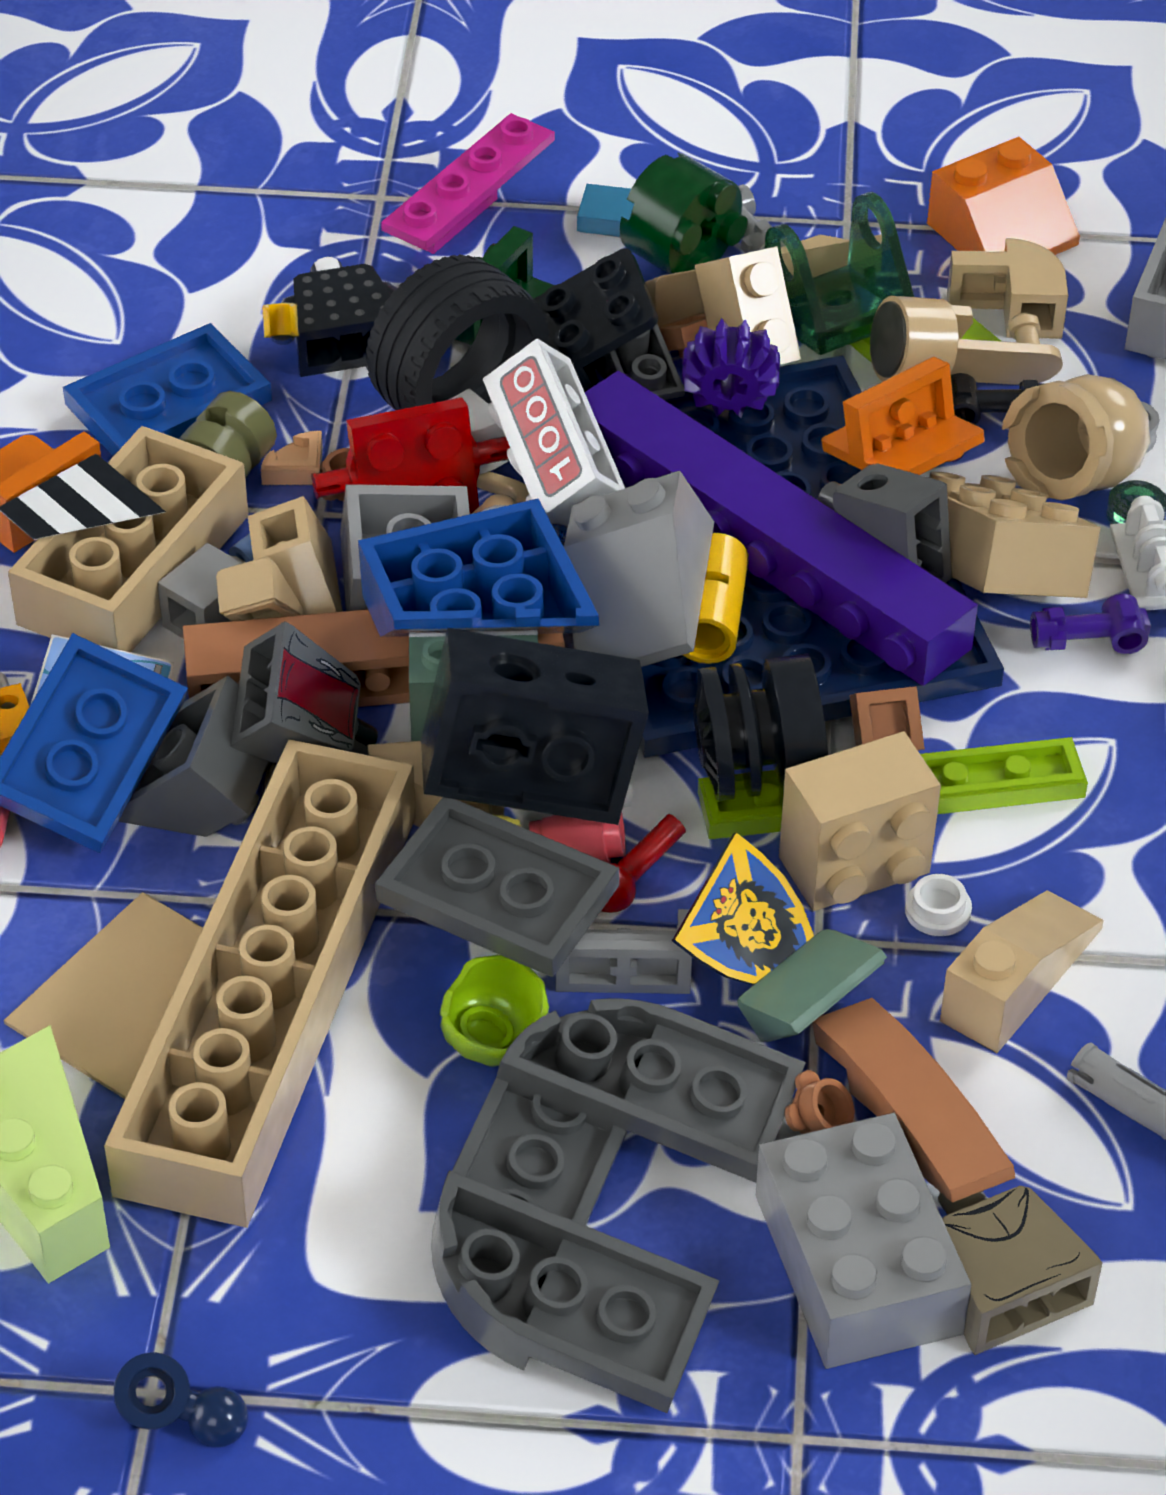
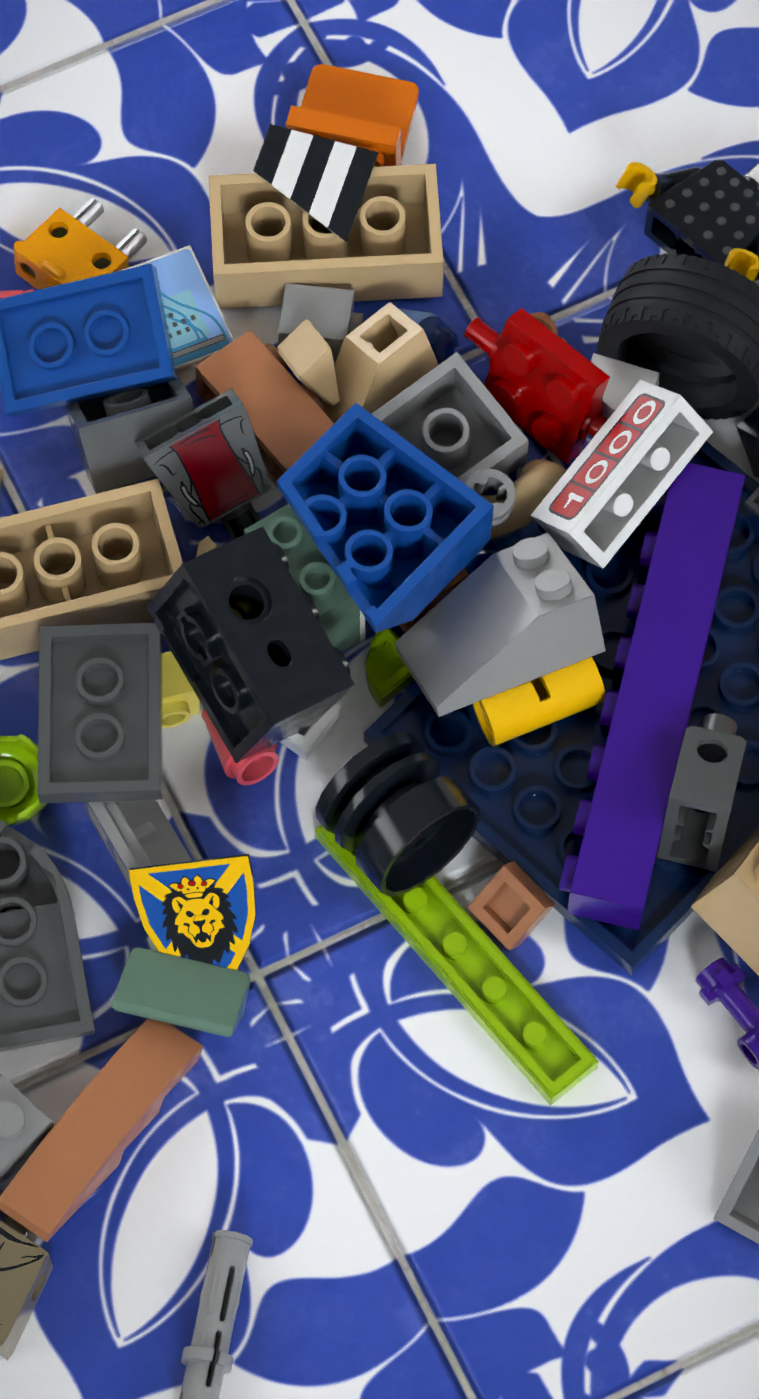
camera: 60 degrees right, 20 degrees up
(163, 387) = (534, 153): blue plate -> none
(234, 428) = (489, 231): olive wheel -> none
(294, 462) = (532, 290): light nougat tile -> none
(641, 858) = (213, 793): red bar -> none
(818, 1104) = (60, 1081): nougat plate -> none
(858, 821) = (354, 941): tan brick -> none
(938, 905) = (336, 1049): white plate -> none
(1014, 967) = (310, 1140): tan slope -> none

